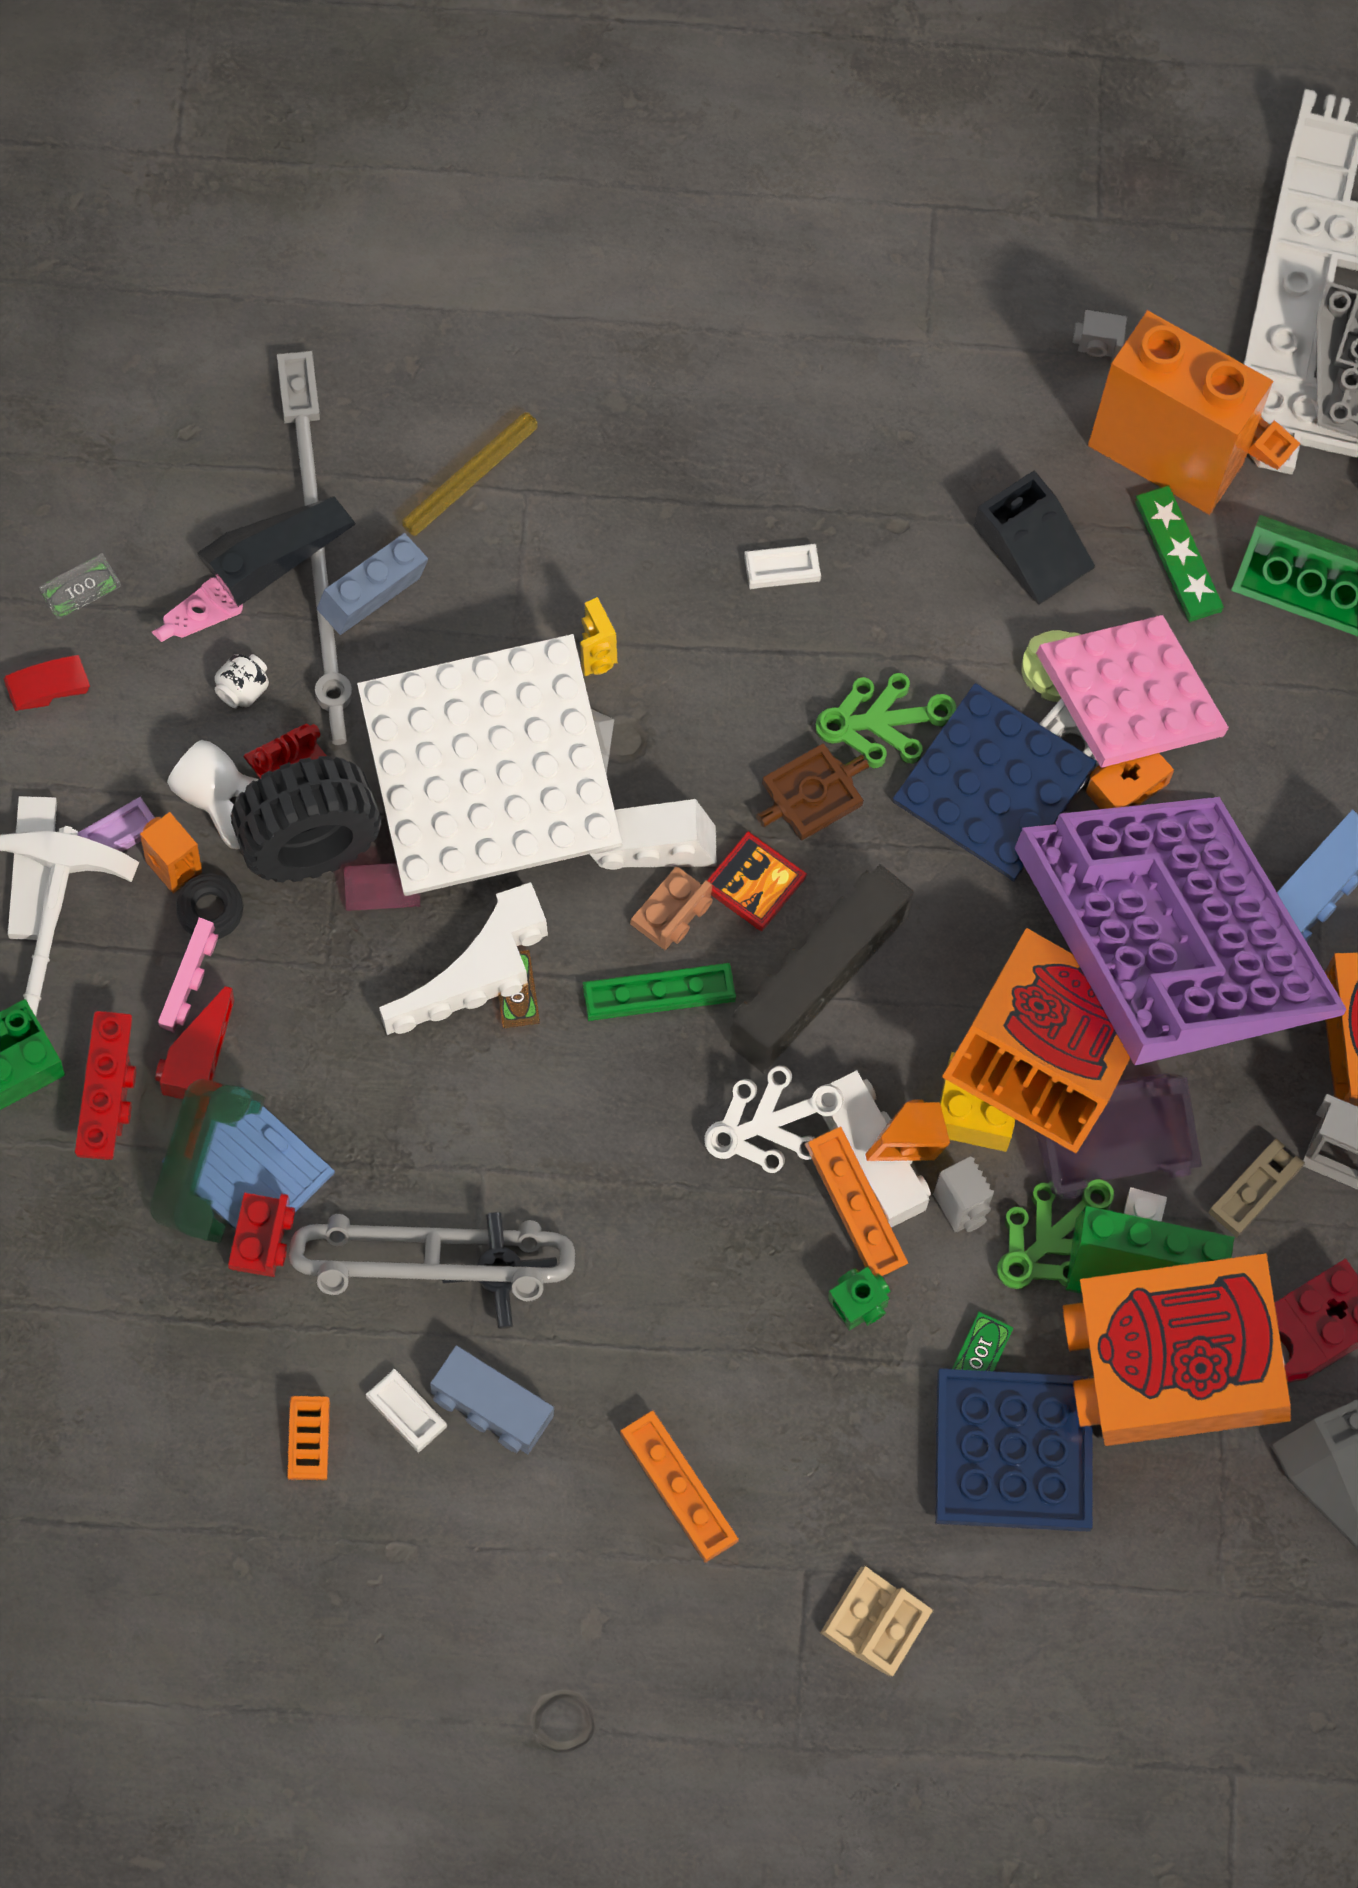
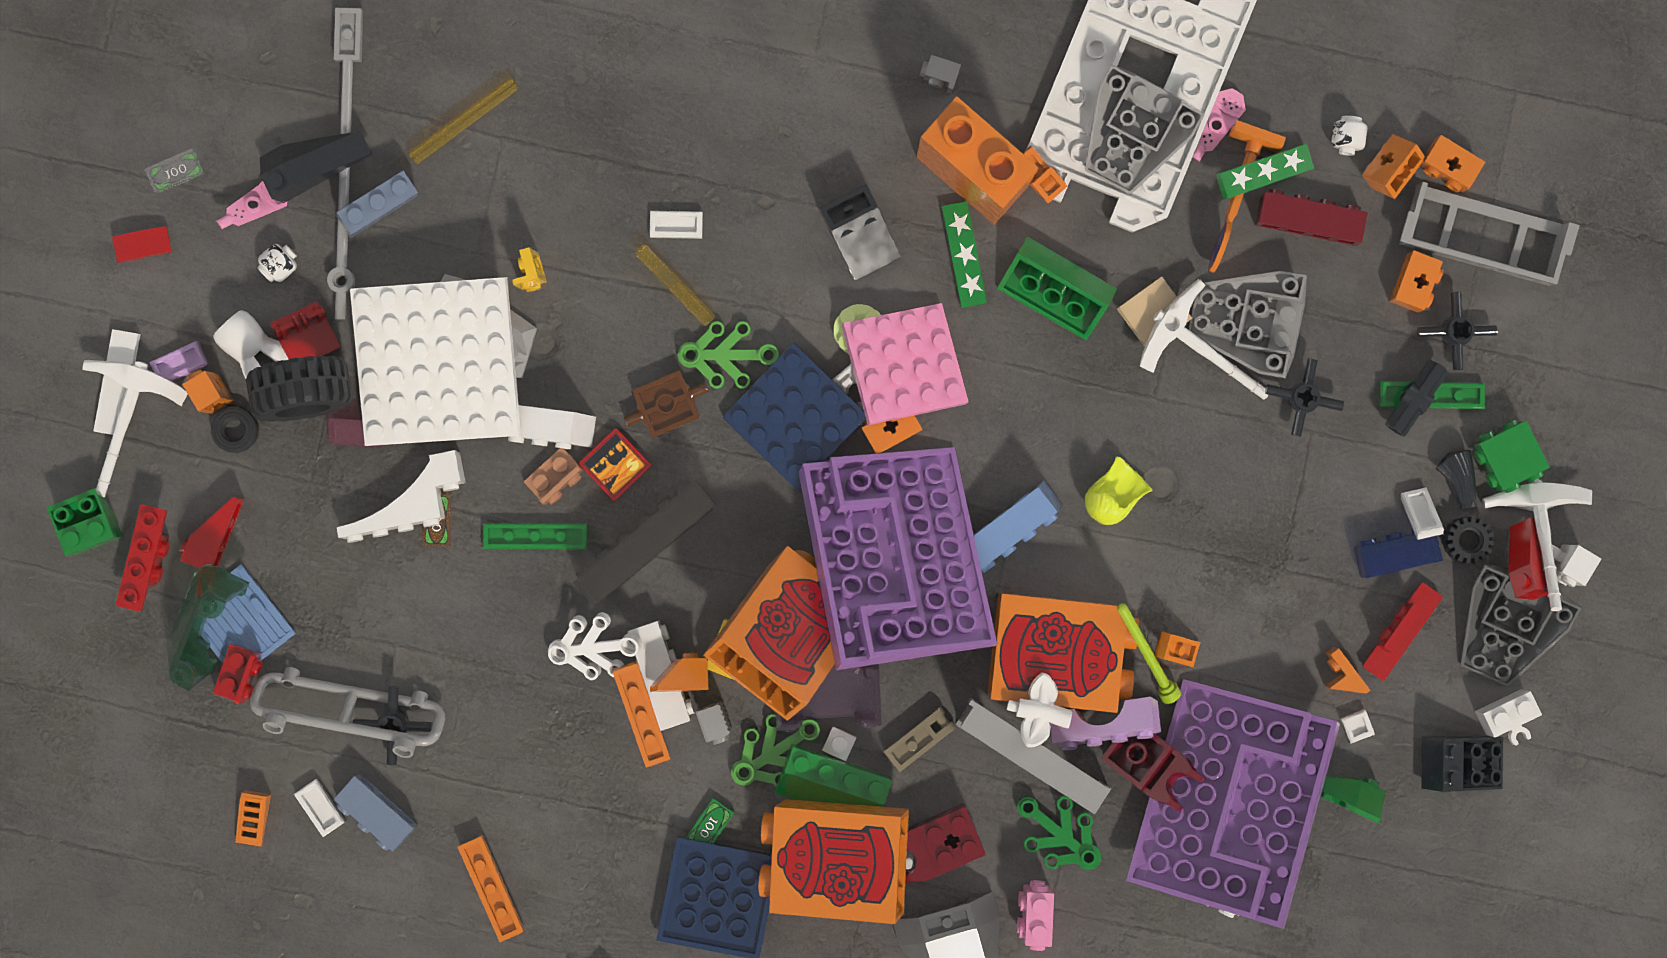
camera: 20 degrees right, 20 degrees up
(188, 976) = (210, 484): bright pink plate -> none
(796, 640) = (675, 285): none -> clear yellow axle
(854, 1309) = (625, 786): green brick -> none

